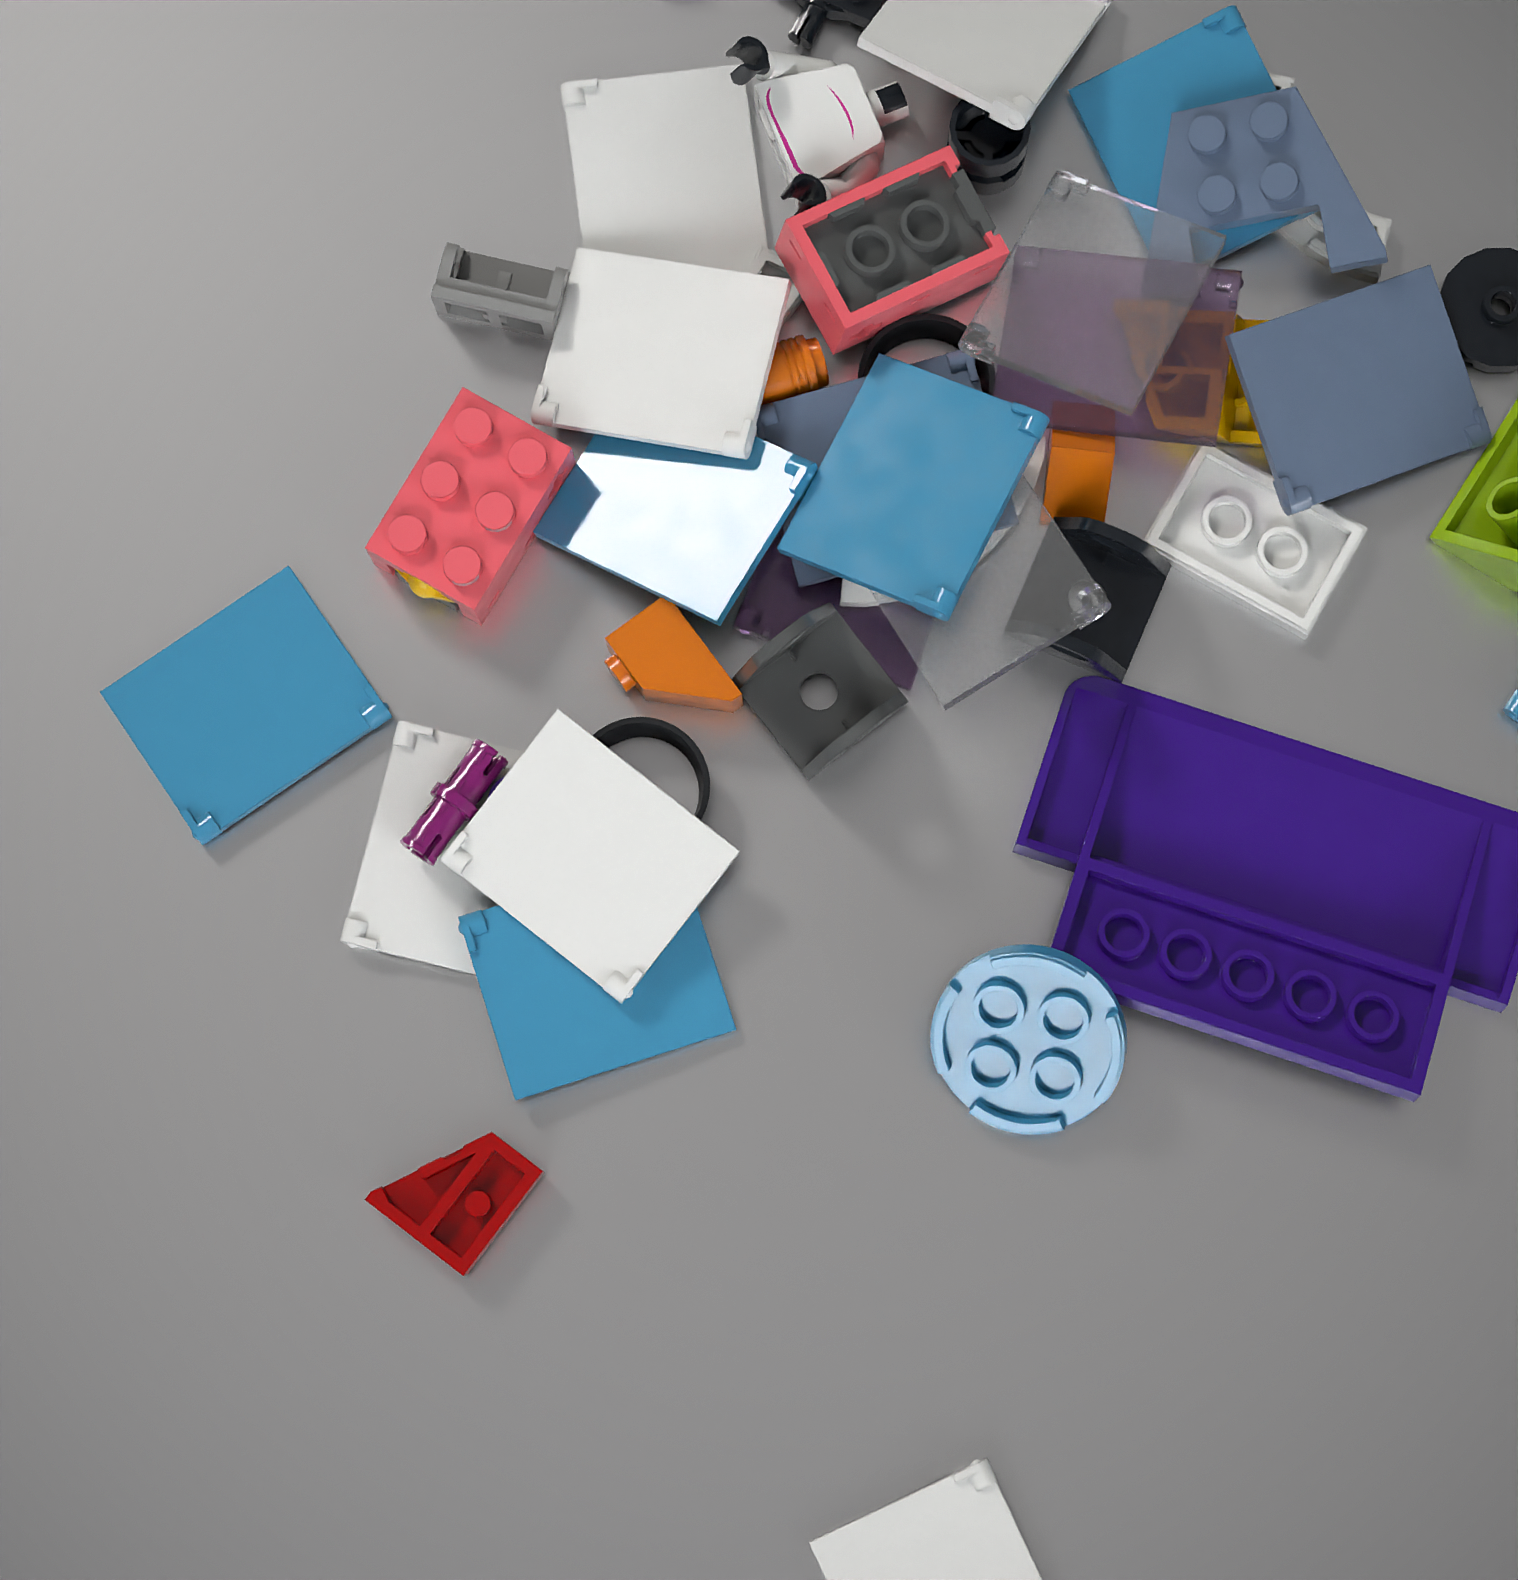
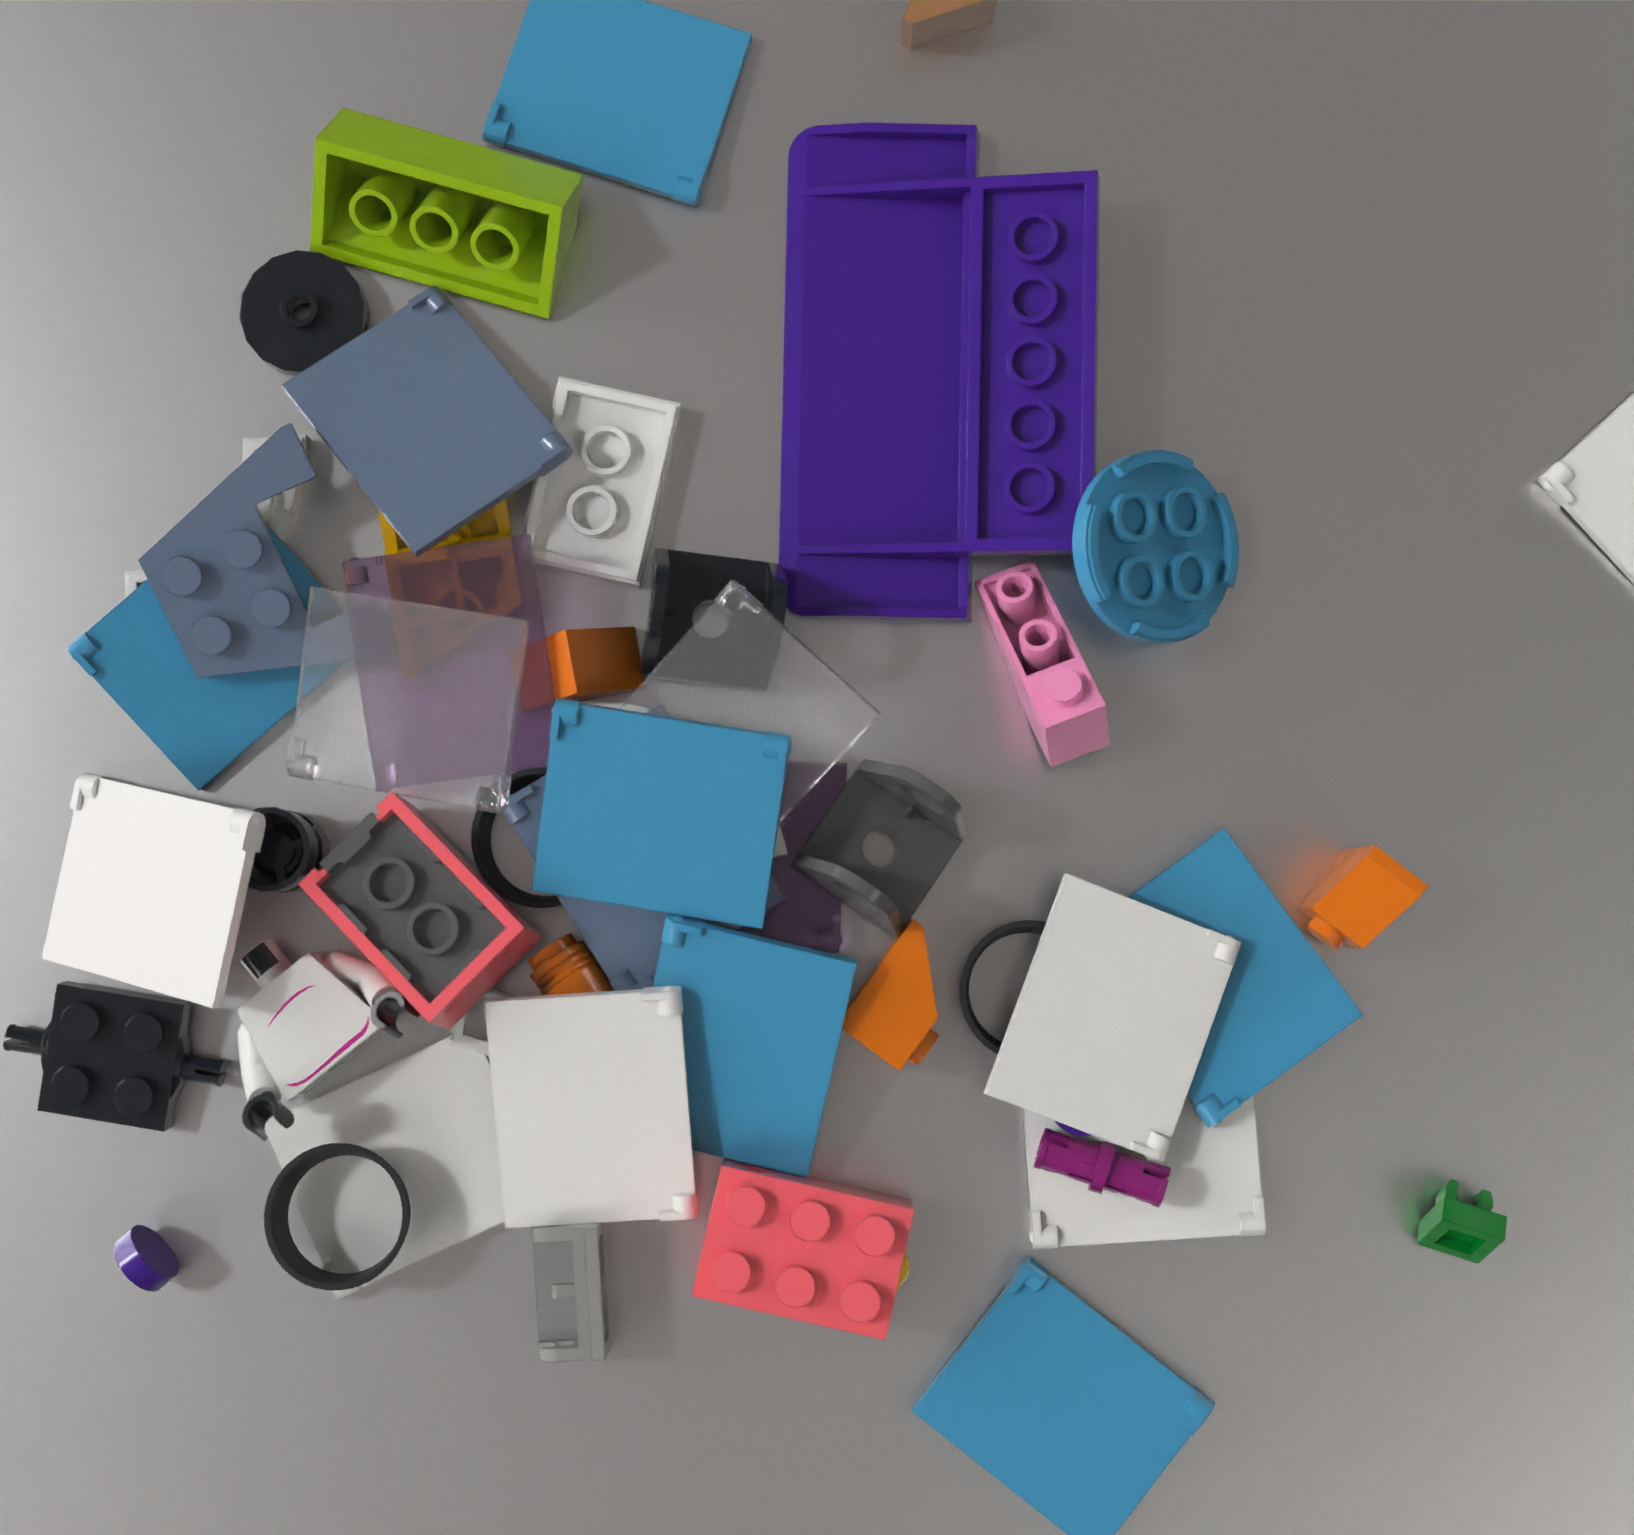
camera: 115 degrees left, 5 degrees up
(284, 1126) = (1462, 1228): none -> green tile
(460, 1199) = (1472, 1038): red wing -> none
(627, 1123) = (1359, 897): none -> orange slope
(638, 47) = (277, 1223): none -> black tyre
(948, 901) = (1044, 664): none -> bright pink slope

